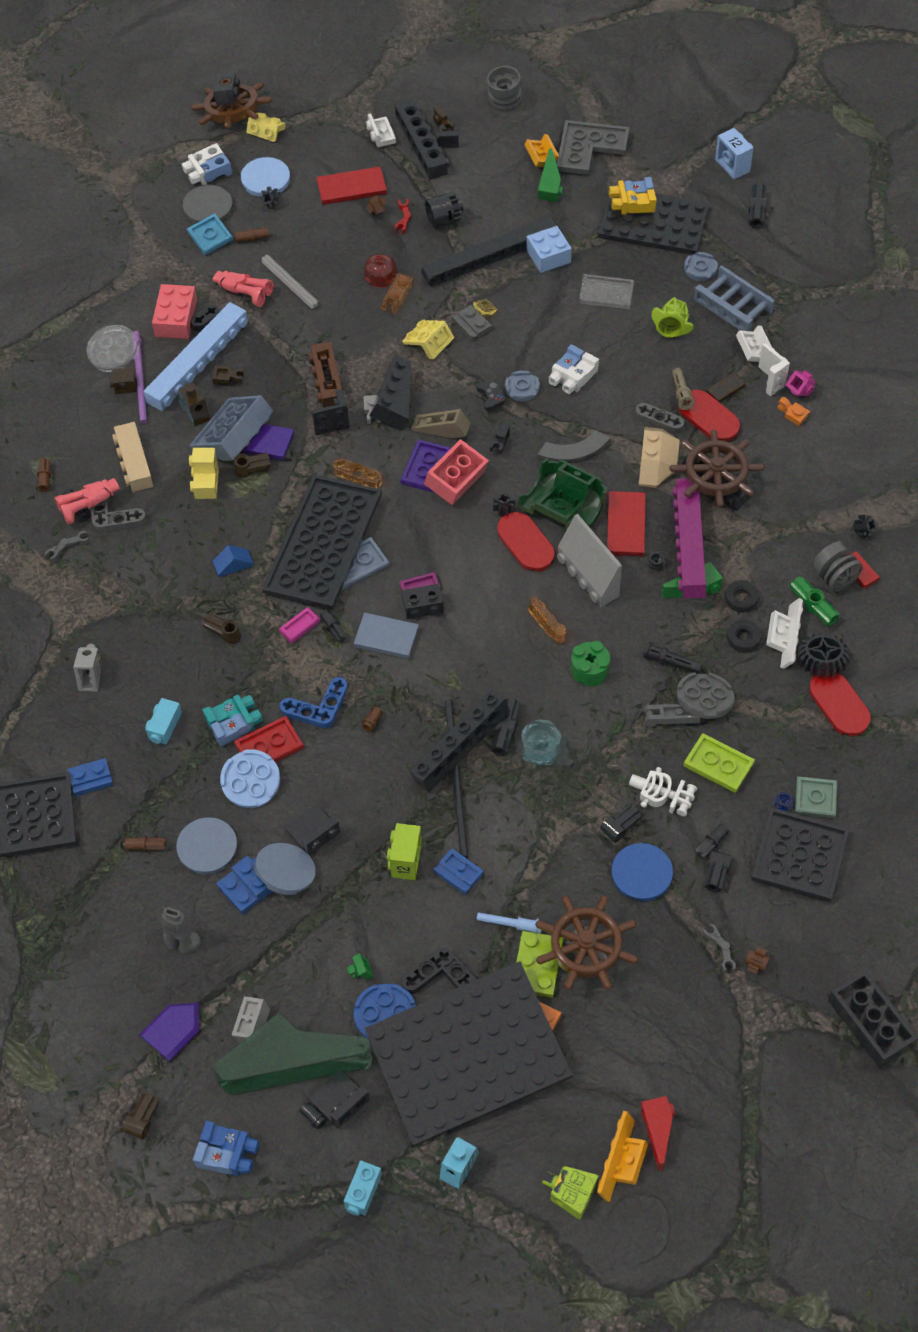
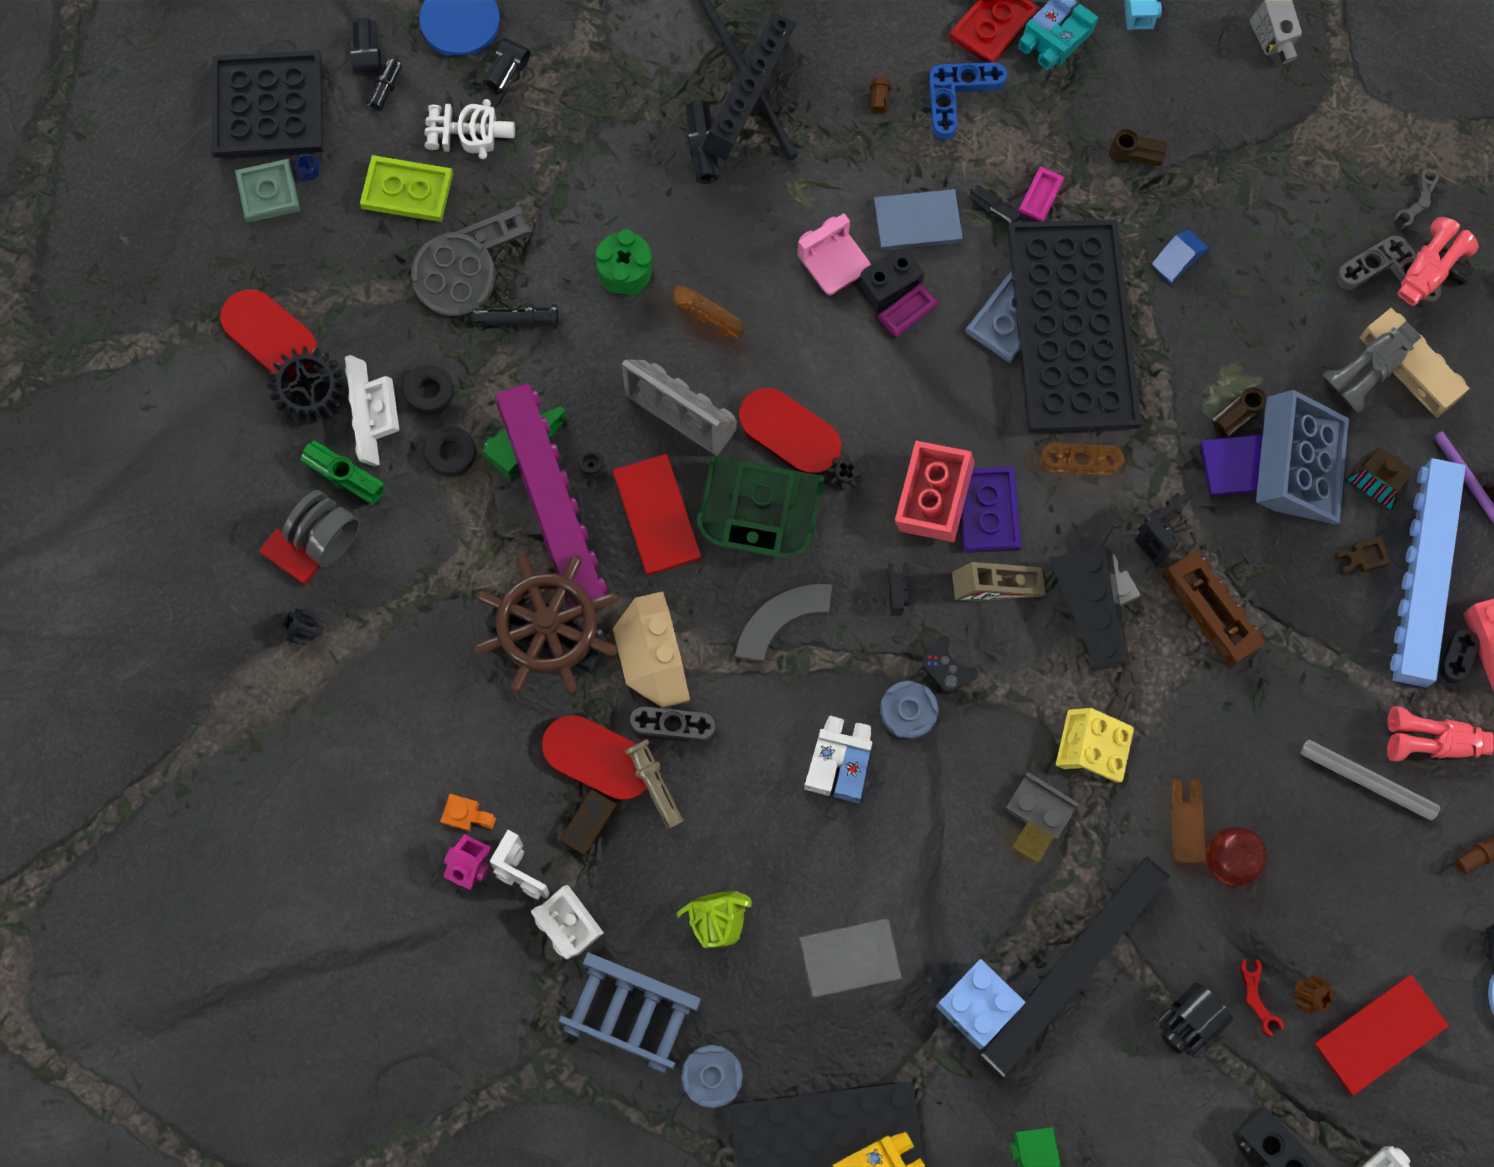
camera: 155 degrees right, 15 degrees up
(157, 453) = (1385, 355): none -> dark grey piece
(205, 473) = (1294, 362): light yellow brick -> none
(452, 627) = (832, 255): none -> bright pink bracket
(540, 742) = (646, 127): clear light blue brick -> none

